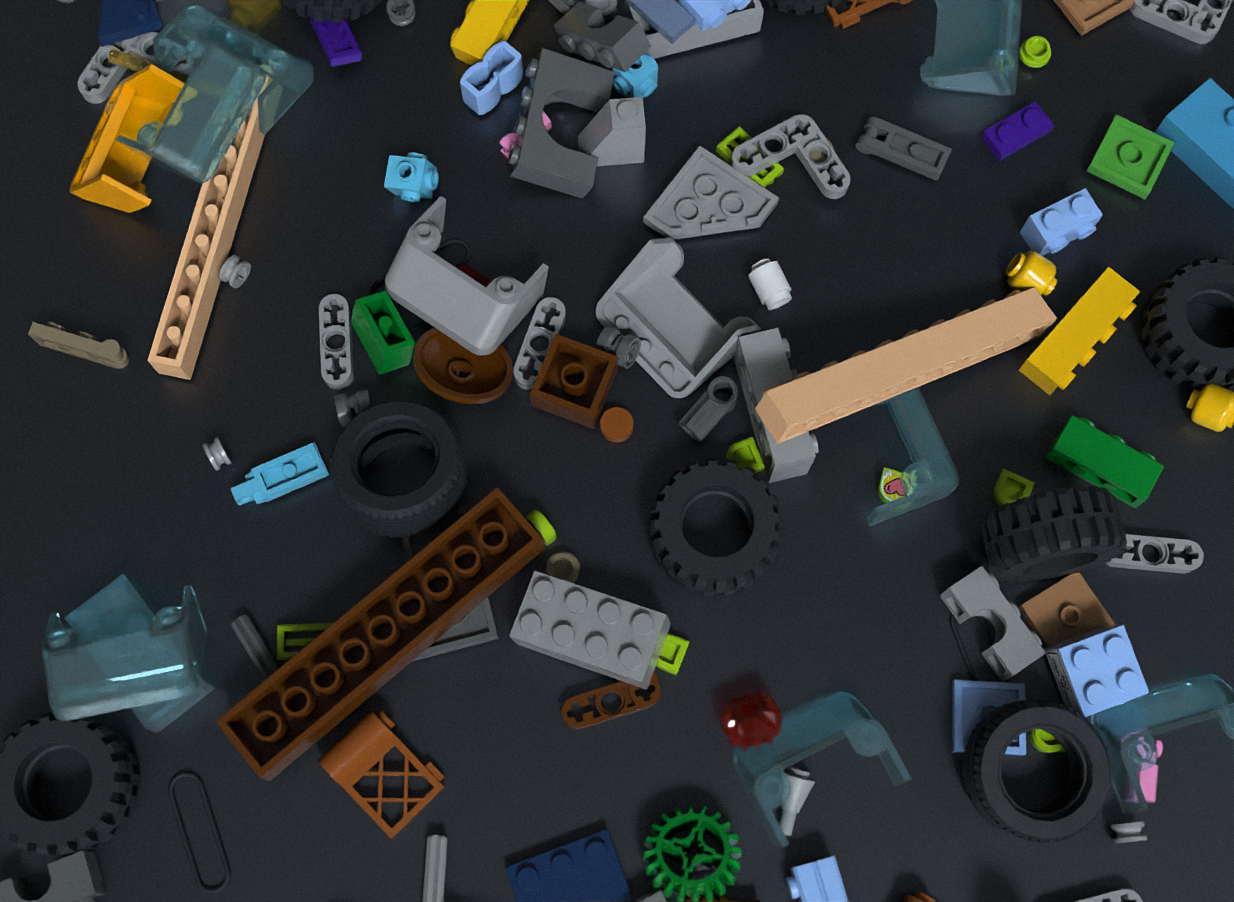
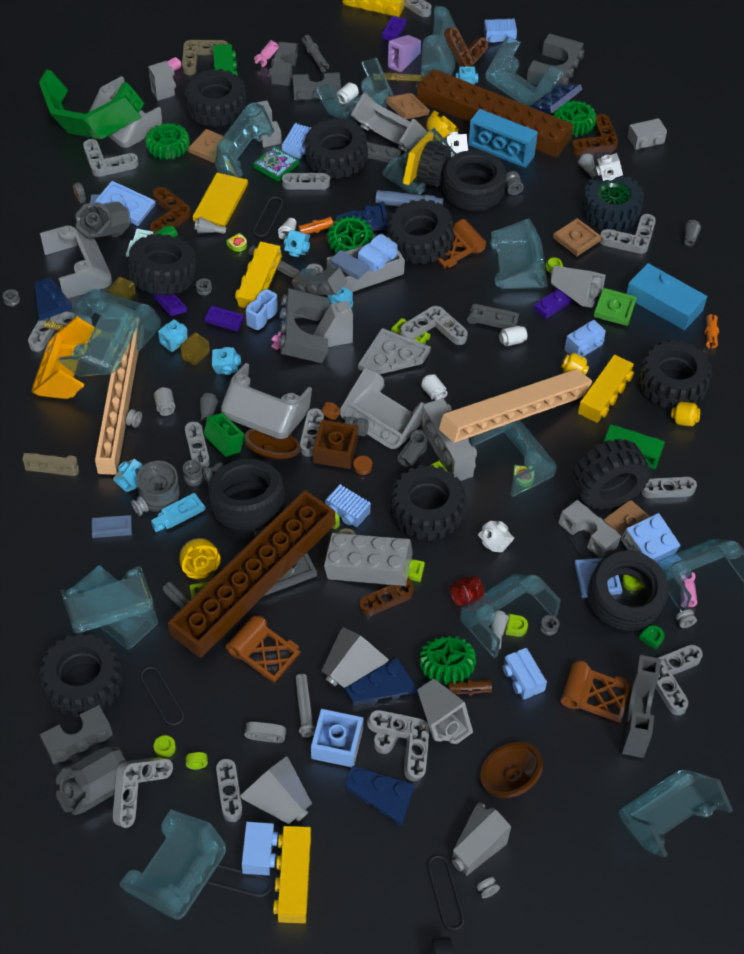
camera: 10 degrees left, 20 degrees down
(165, 483) = (111, 526): none -> sand blue tile
(209, 390) = (127, 475): none -> medium azure brick
(239, 409) = (158, 485): none -> dark grey wheel
(293, 243) = (164, 401): none -> light grey brick
(298, 578) = (199, 558): none -> yellow cylinder
(313, 394) = (193, 472): none -> dark grey wheel
(328, 110) = (172, 335): none -> medium azure brick
(362, 142) = (194, 348): none -> clear yellow brick
(366, 266) = (207, 405): none -> dark grey cone
(425, 83) = (224, 318): none -> dark purple plate
(526, 824) = (351, 659): none -> light grey slope
(574, 509) = (348, 505): none -> light blue brick
(579, 305) = (331, 410): none -> dark orange tile
(822, 613) = (495, 536): none -> white brick
(827, 793) = (516, 625): none -> lime tile
(878, 793) = (553, 620): none -> dark grey bush
(932, 193) = (513, 335): none -> white brick
(1062, 856) = (652, 636): none -> green tile
(1071, 101) = (578, 284): none -> light grey slope

